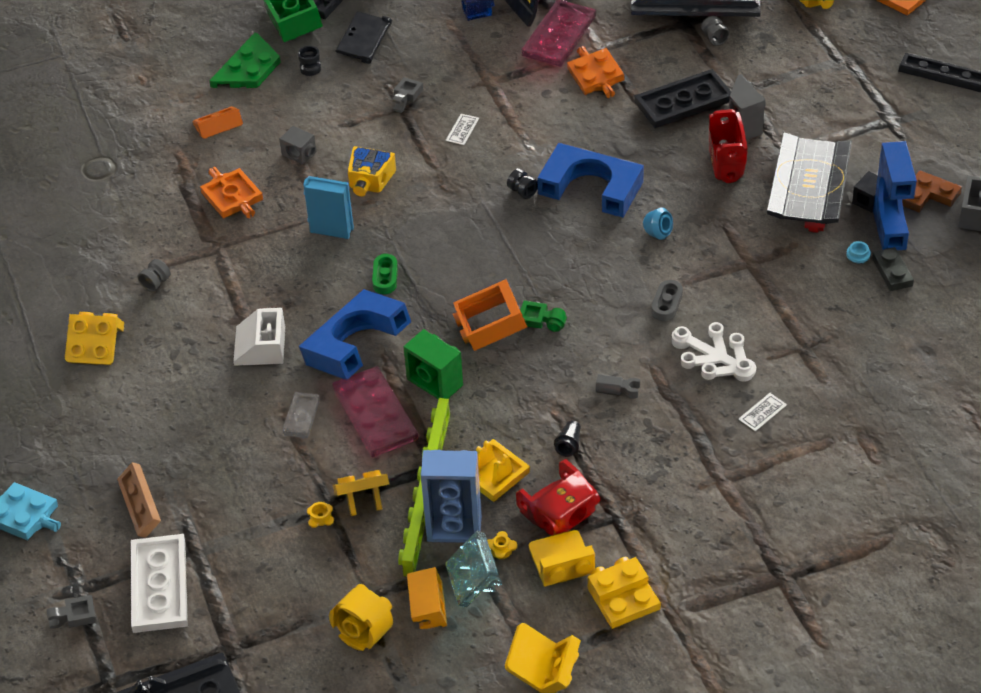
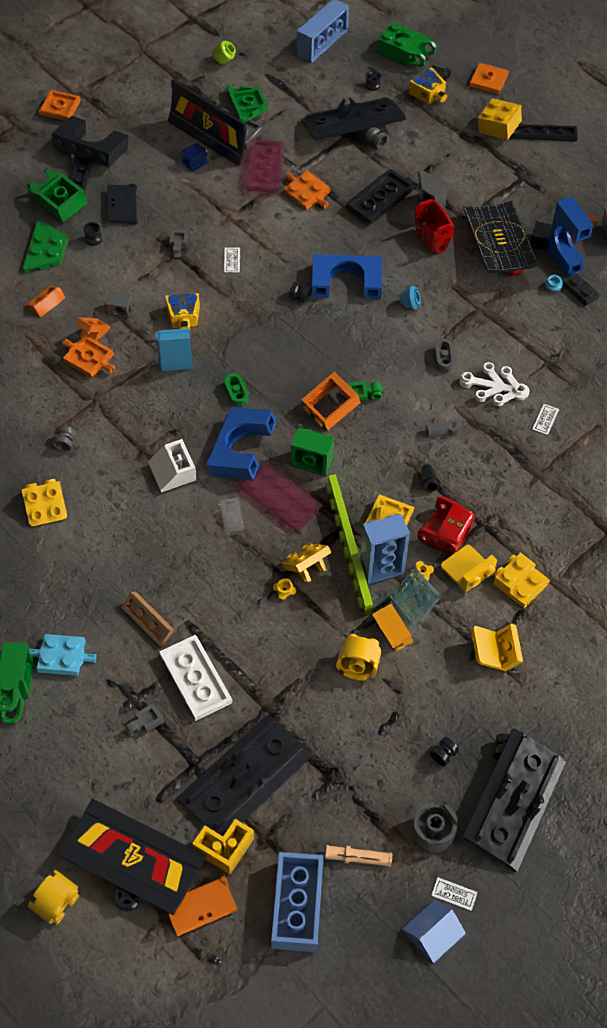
camera: 25 degrees left, 10 degrees up
(252, 163) = (92, 327): none -> orange slope
(886, 42) = (499, 119): none -> yellow brick

